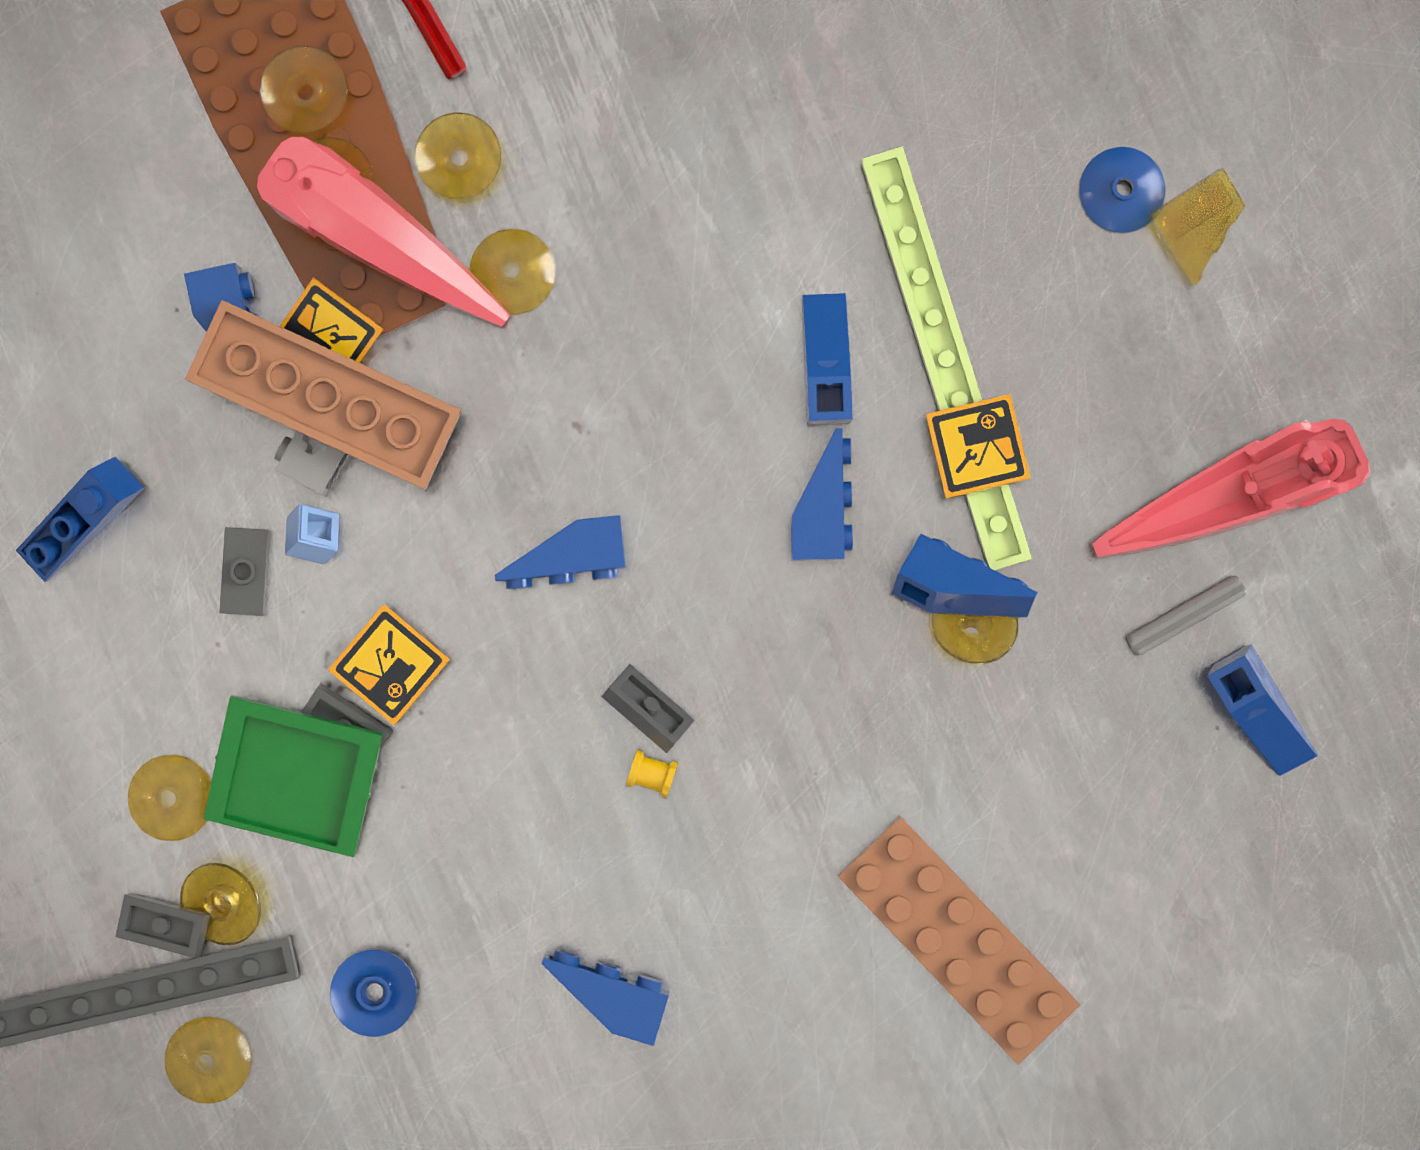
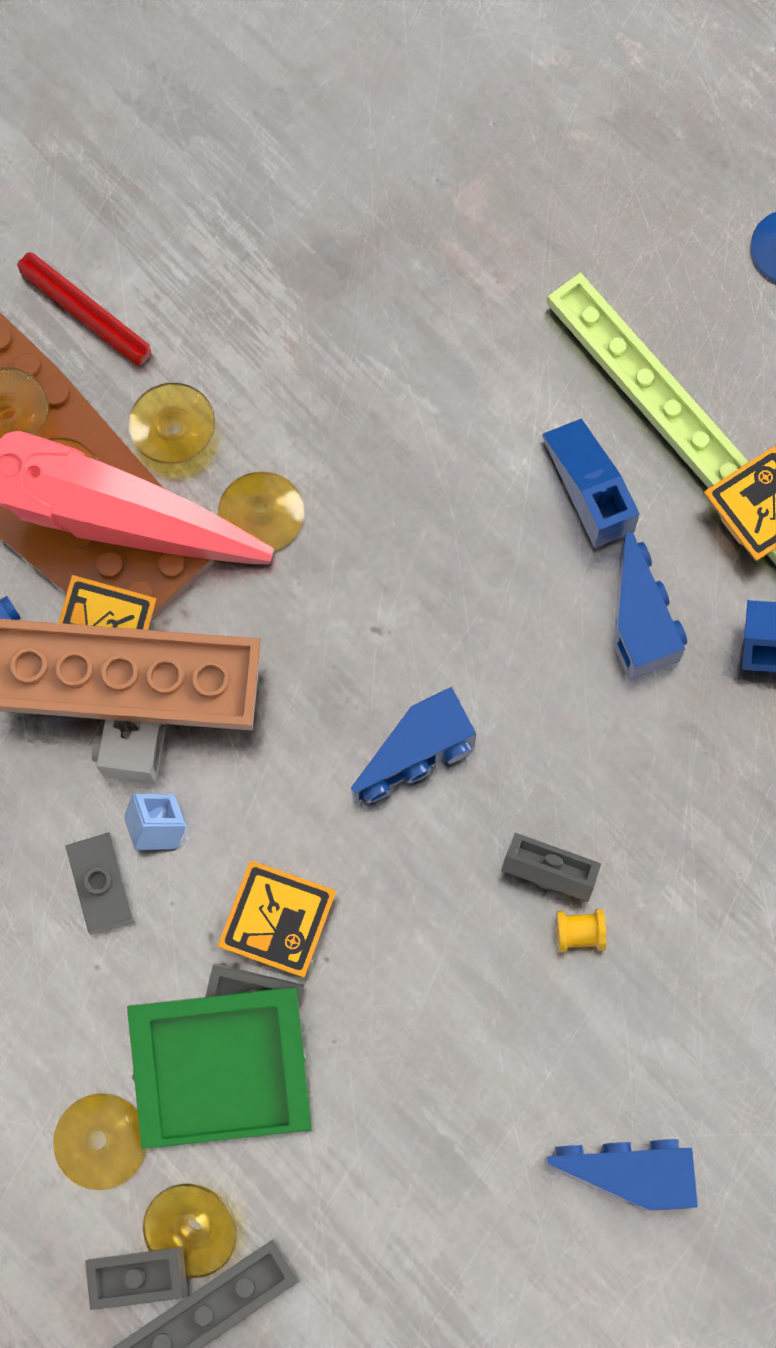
camera: 20 degrees left, 15 degrees down
(360, 1011) = (356, 1266): blue dish -> none

